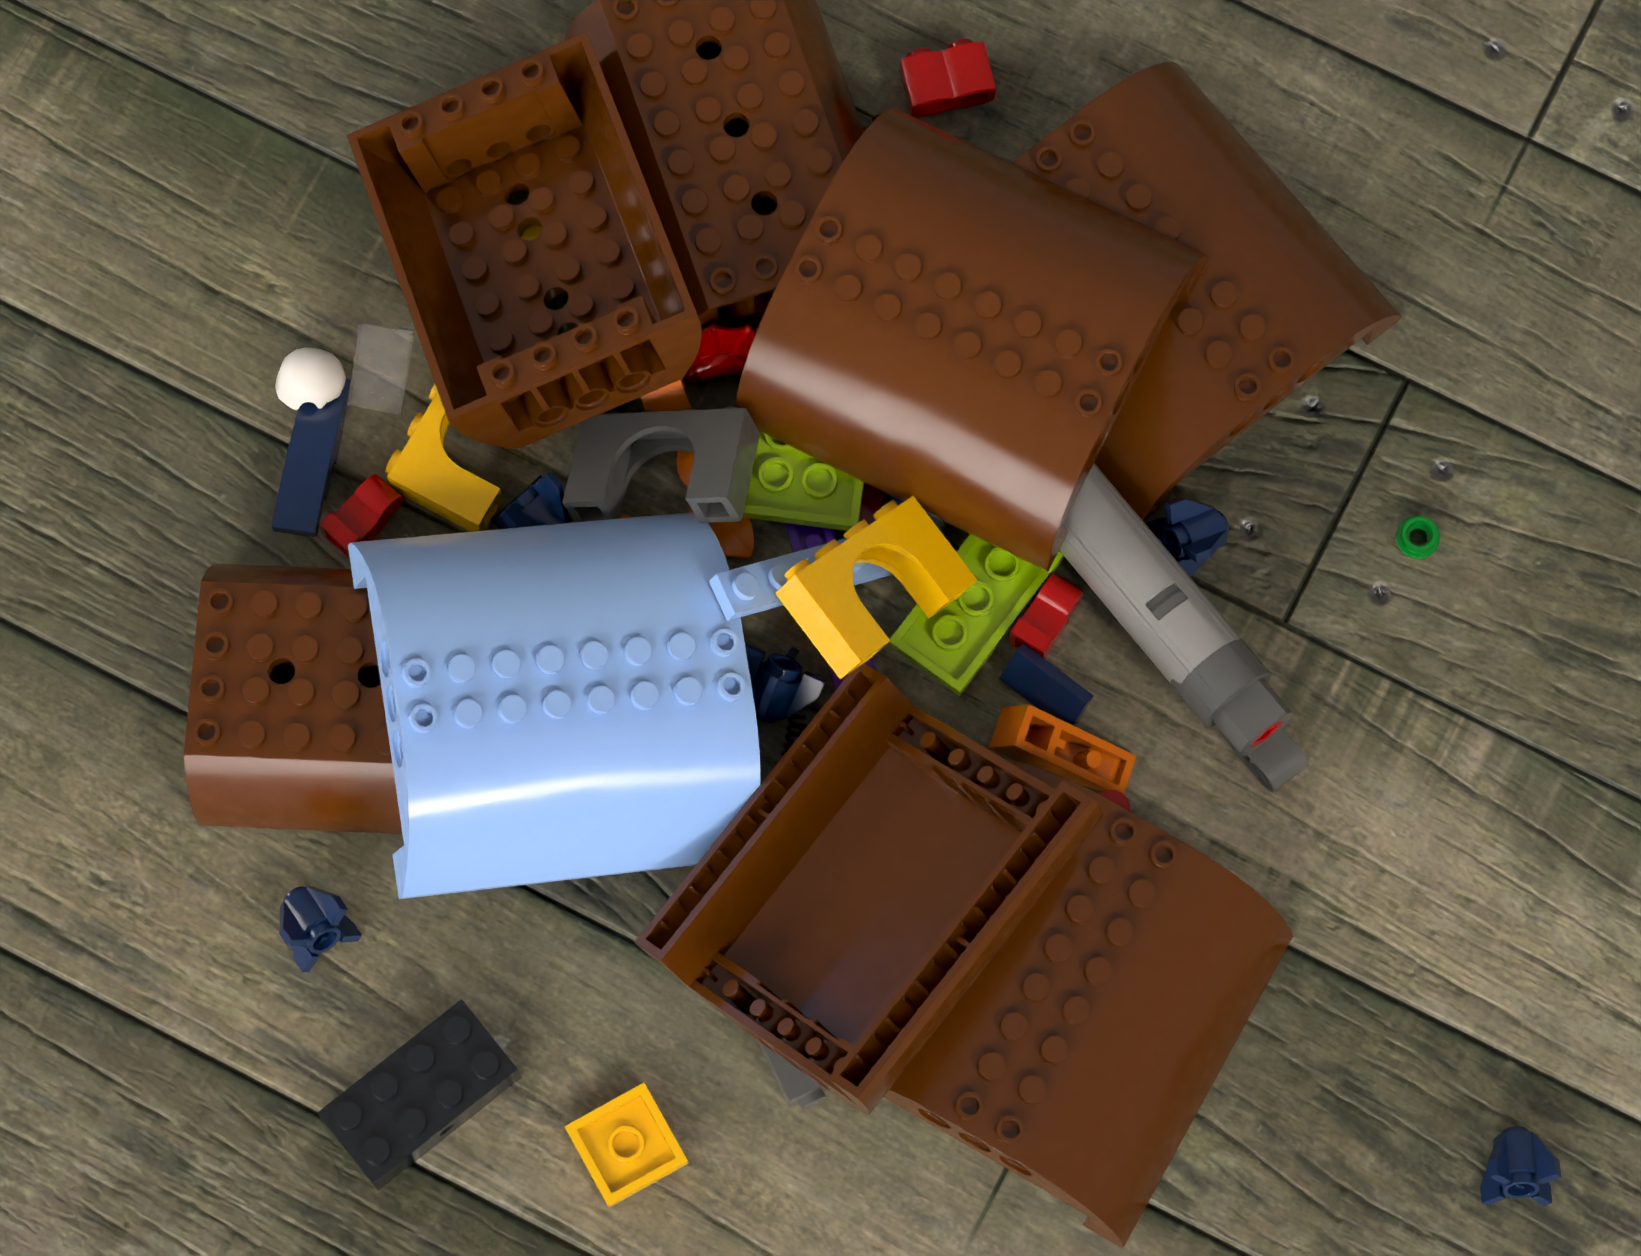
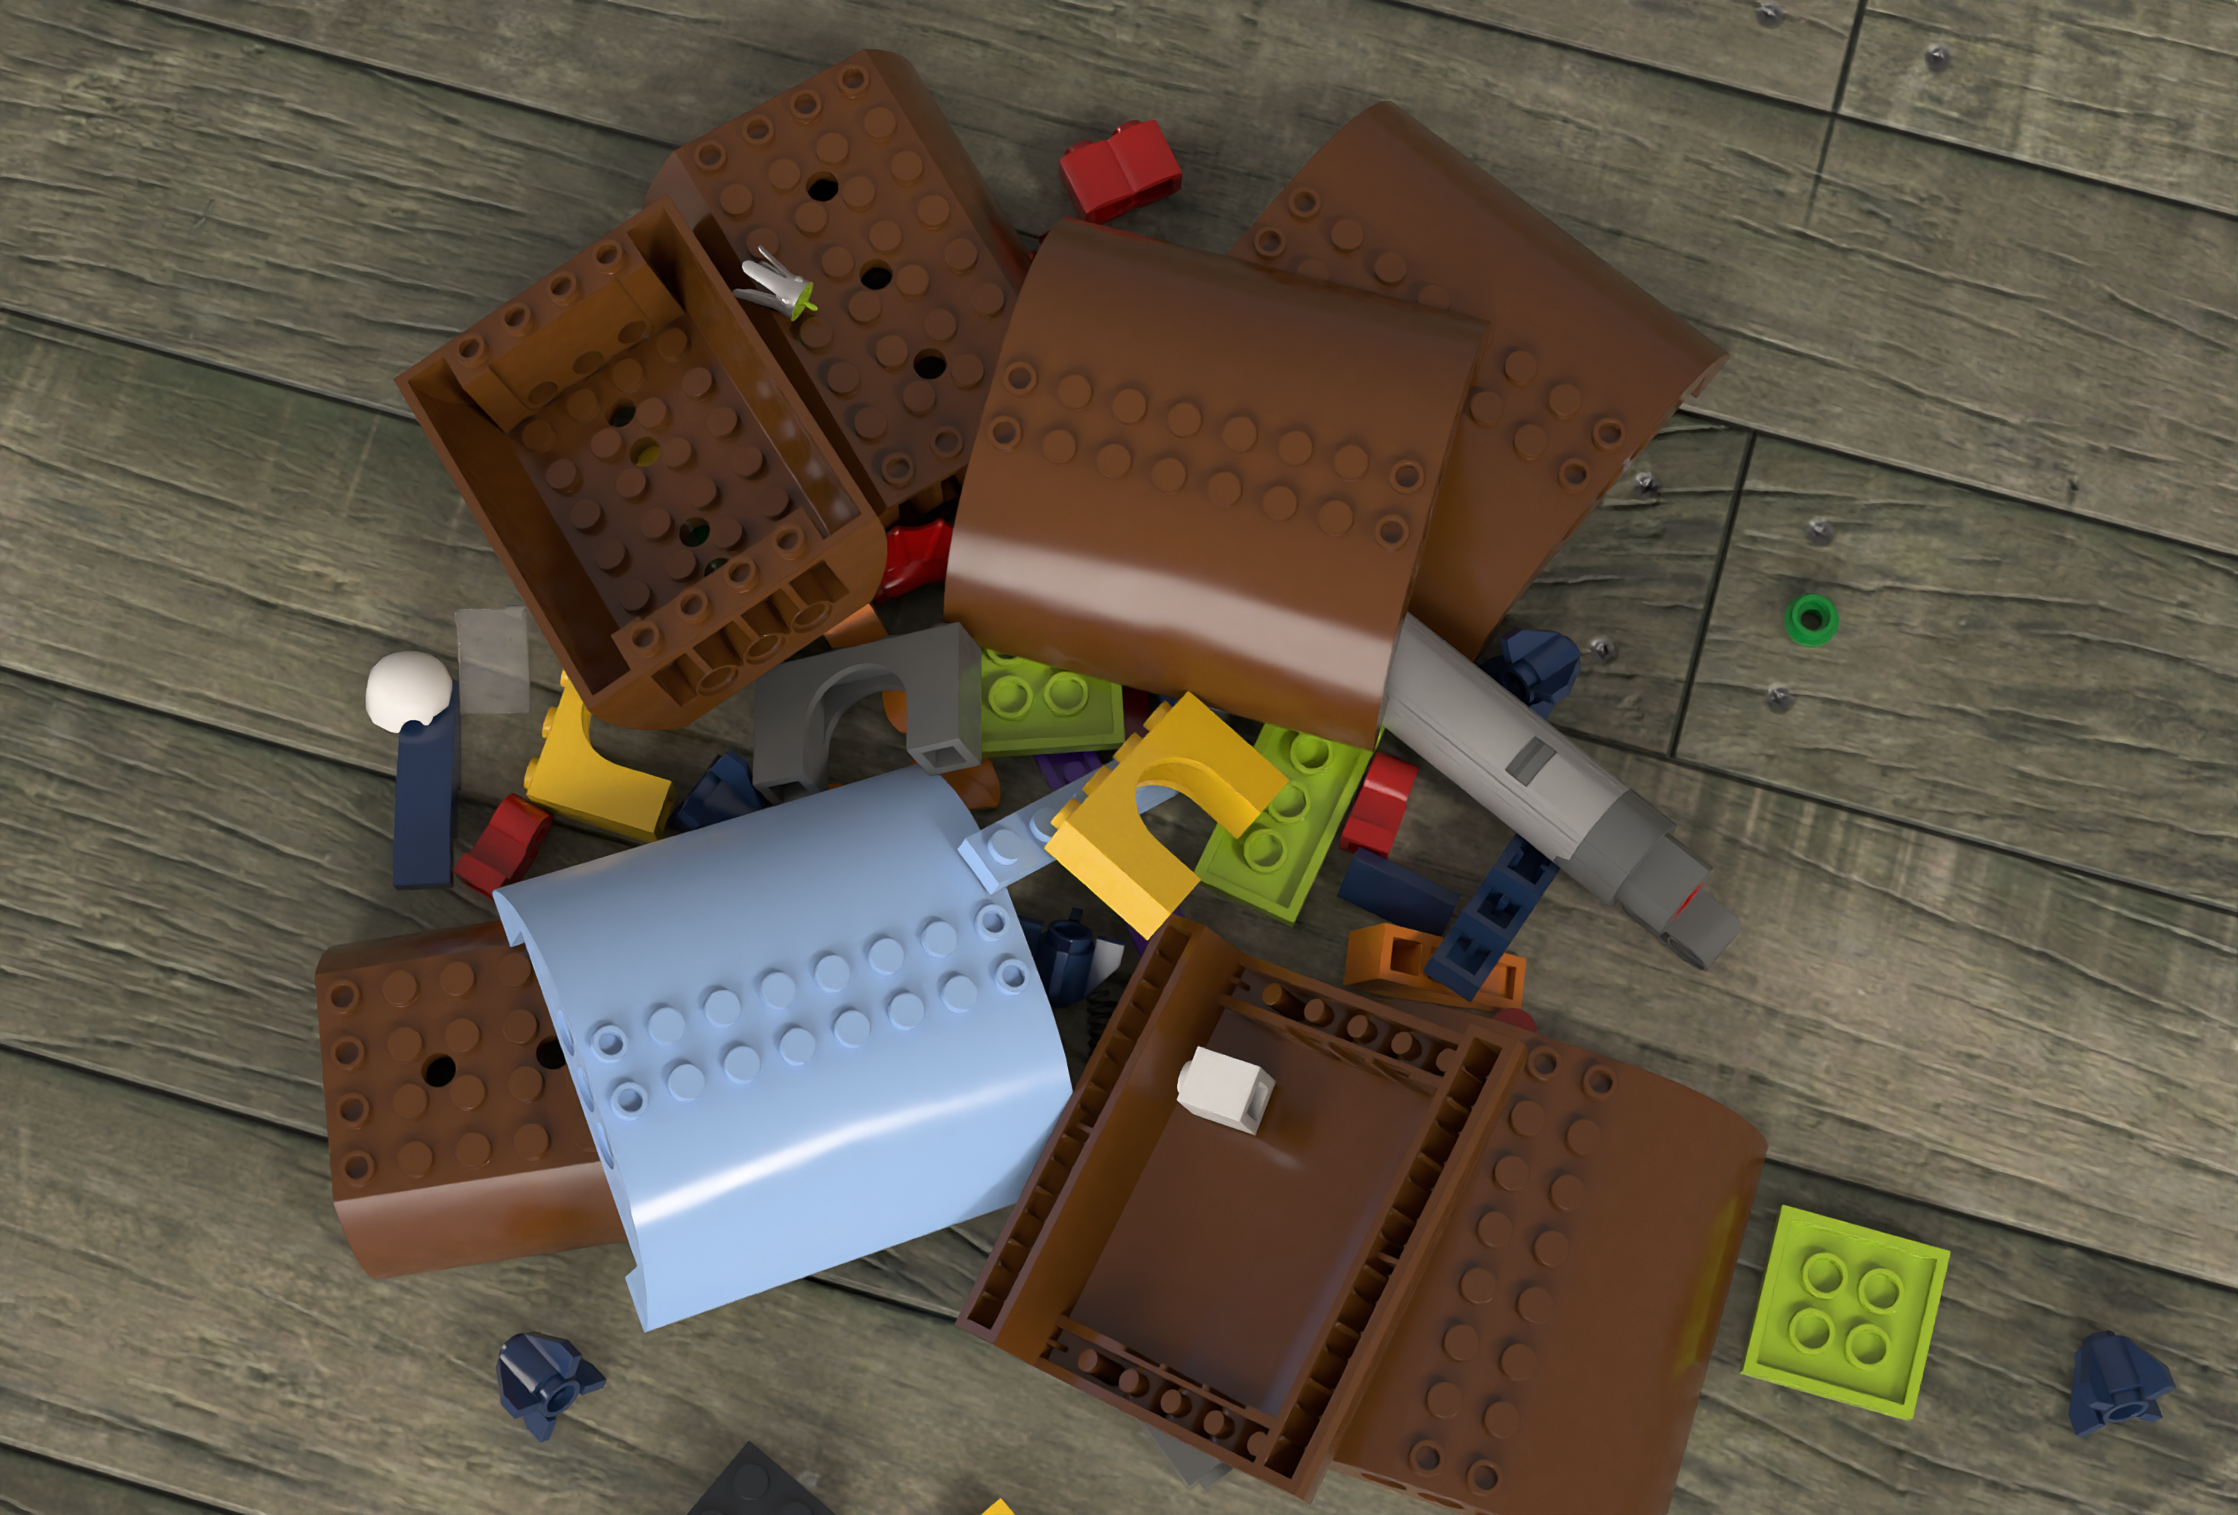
camera: 10 degrees left, 0 degrees up
(666, 125) = (790, 290): none -> flat silver piece
(877, 805) = (1225, 1090): none -> white brick
(1114, 718) = (1492, 918): none -> dark blue slope
(1323, 1074) = (1845, 1312): none -> lime plate

